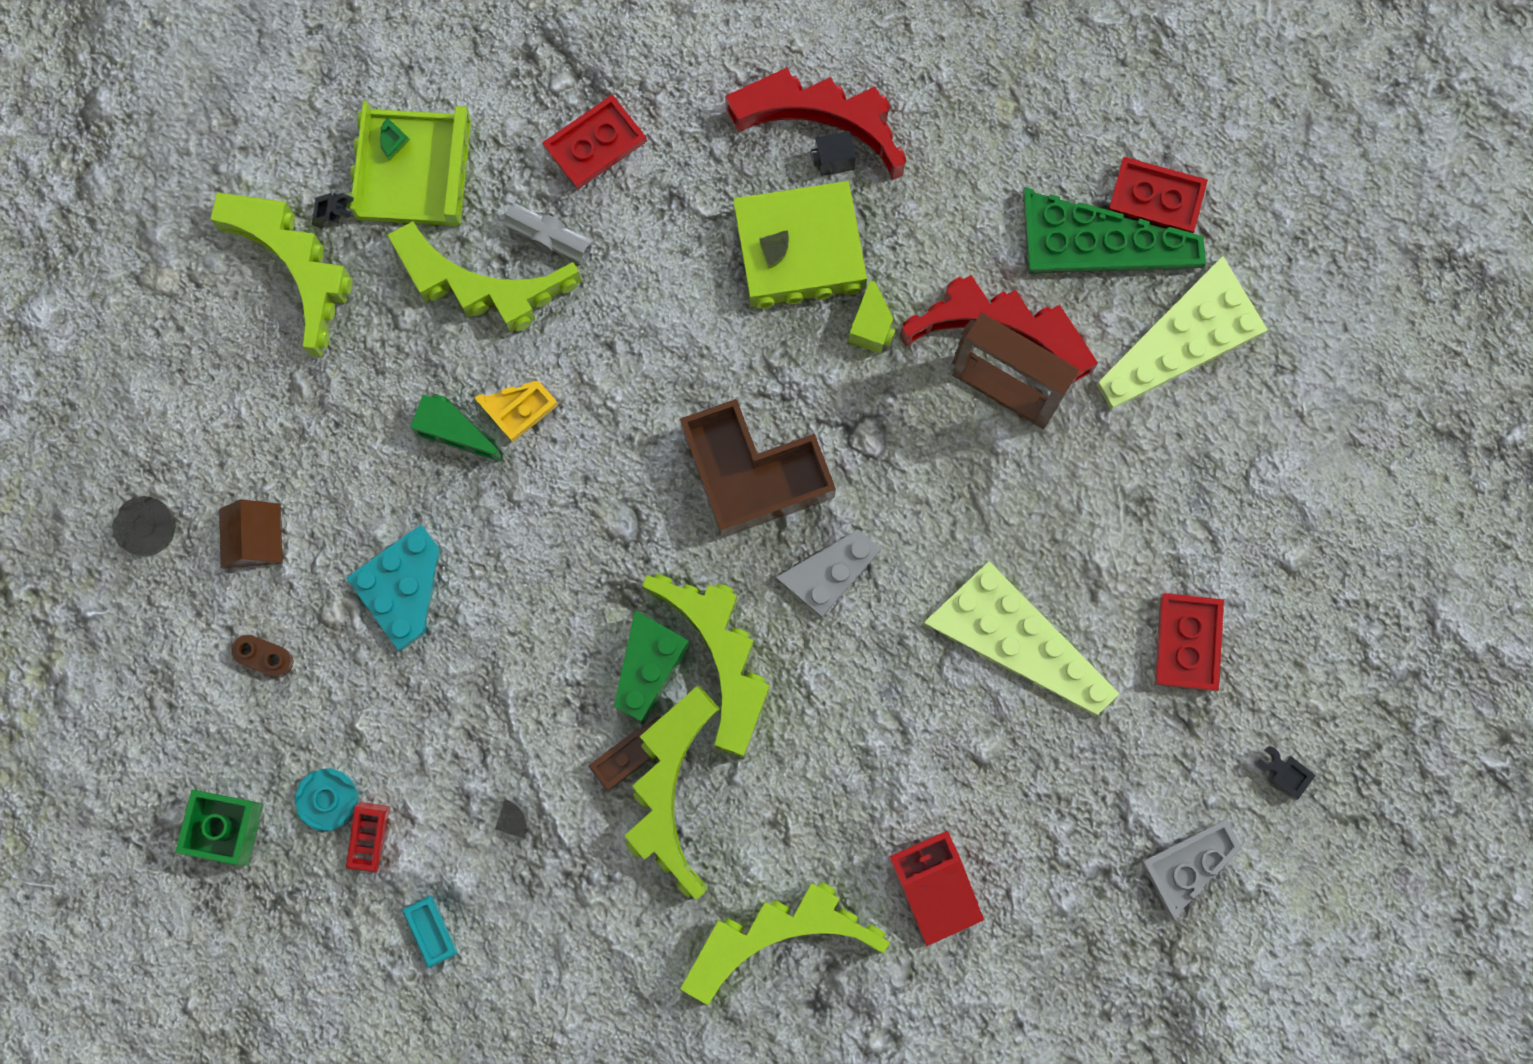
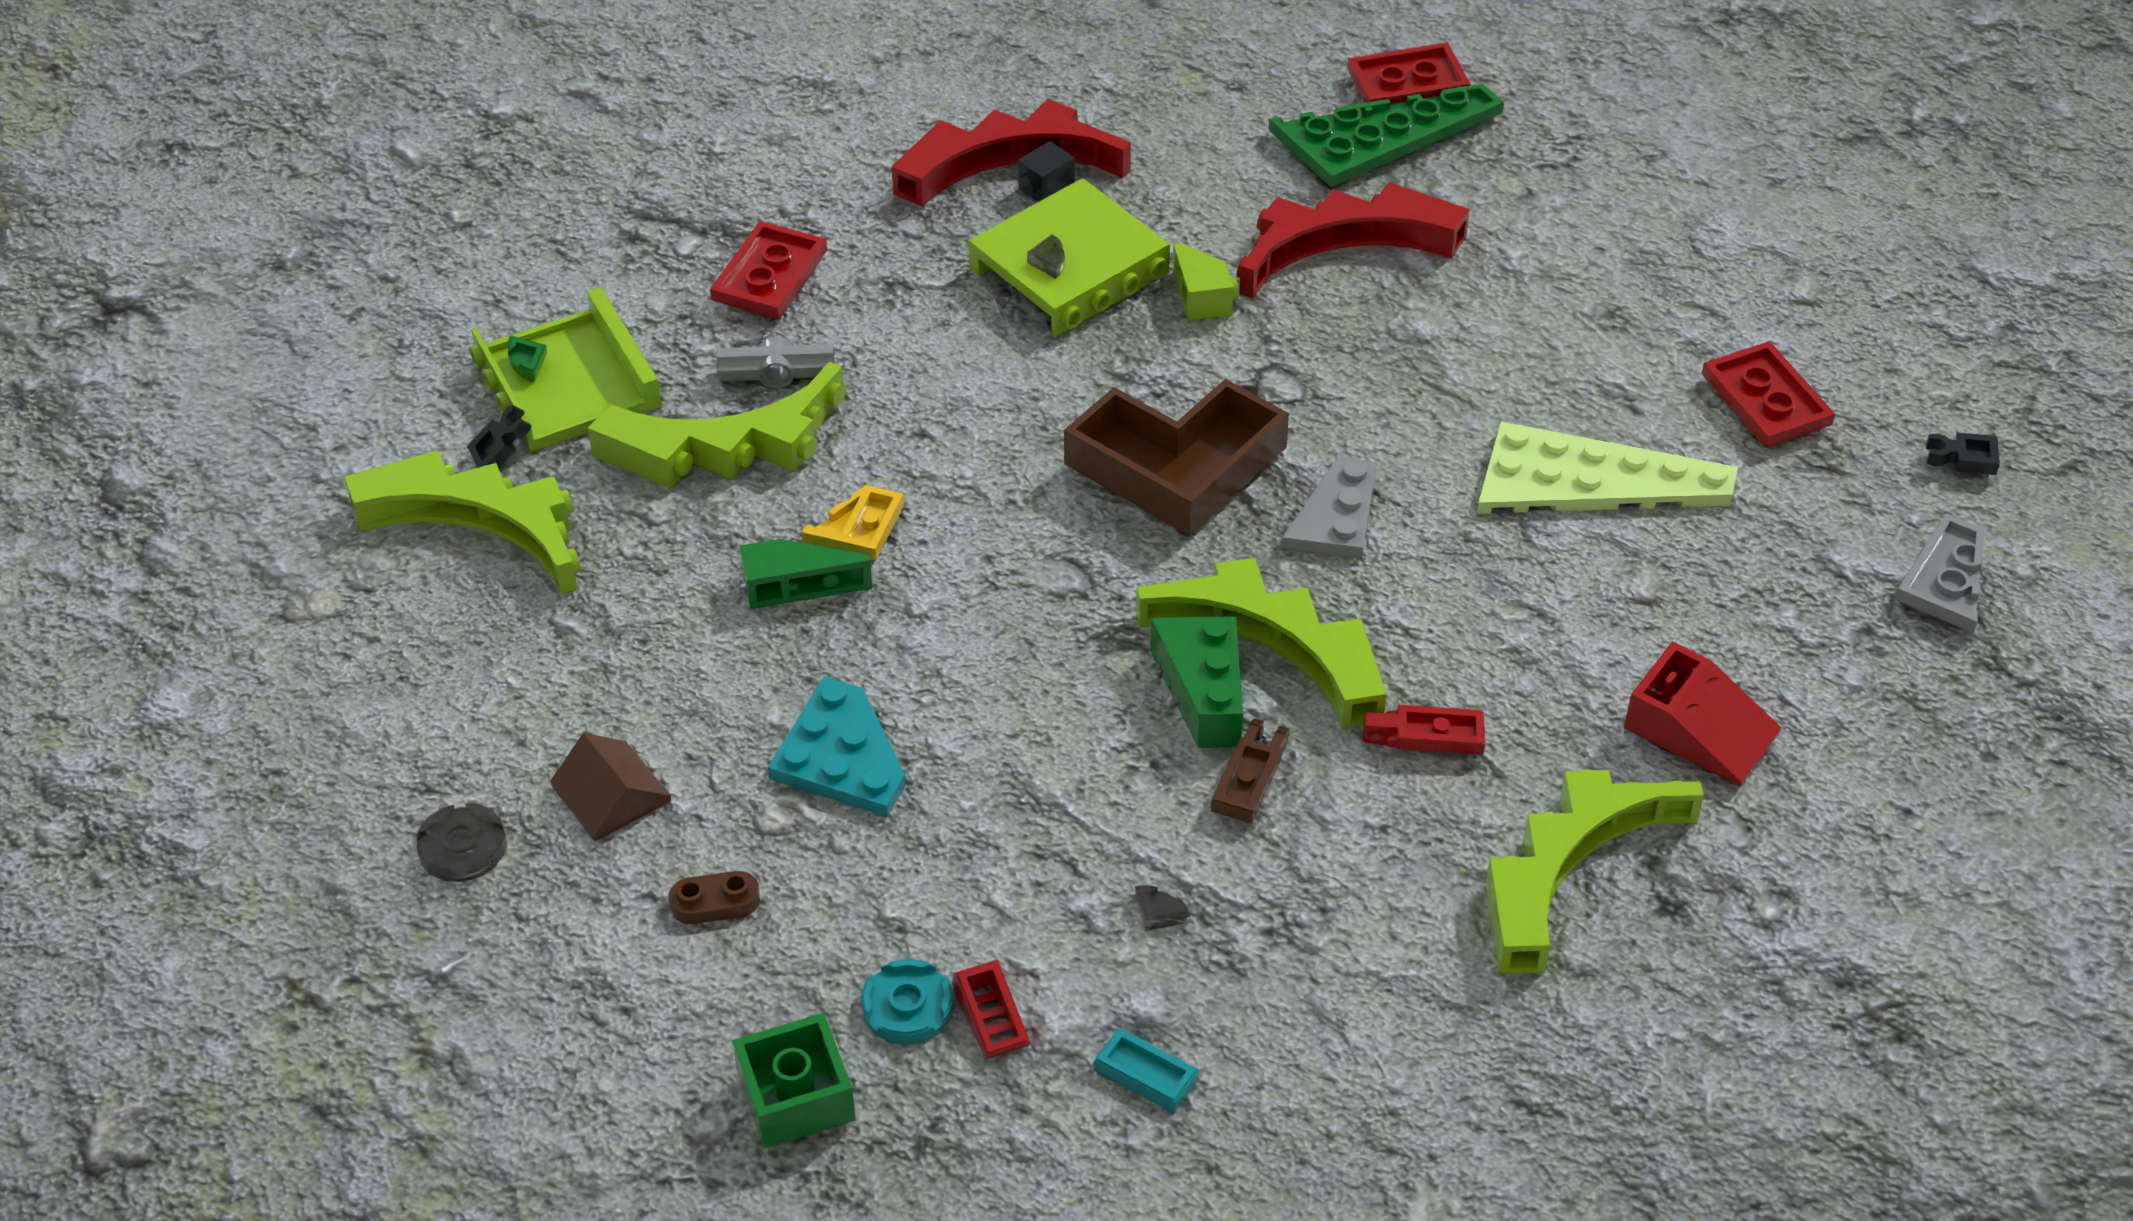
camera: 30 degrees left, 30 degrees down
(657, 831) = (1314, 775): lime arch -> none
(761, 789) = (1427, 729): none -> red hinge
(1019, 355) = (1398, 178): reddish brown window -> none
(1197, 329) = (1536, 166): yellowish green wing -> none

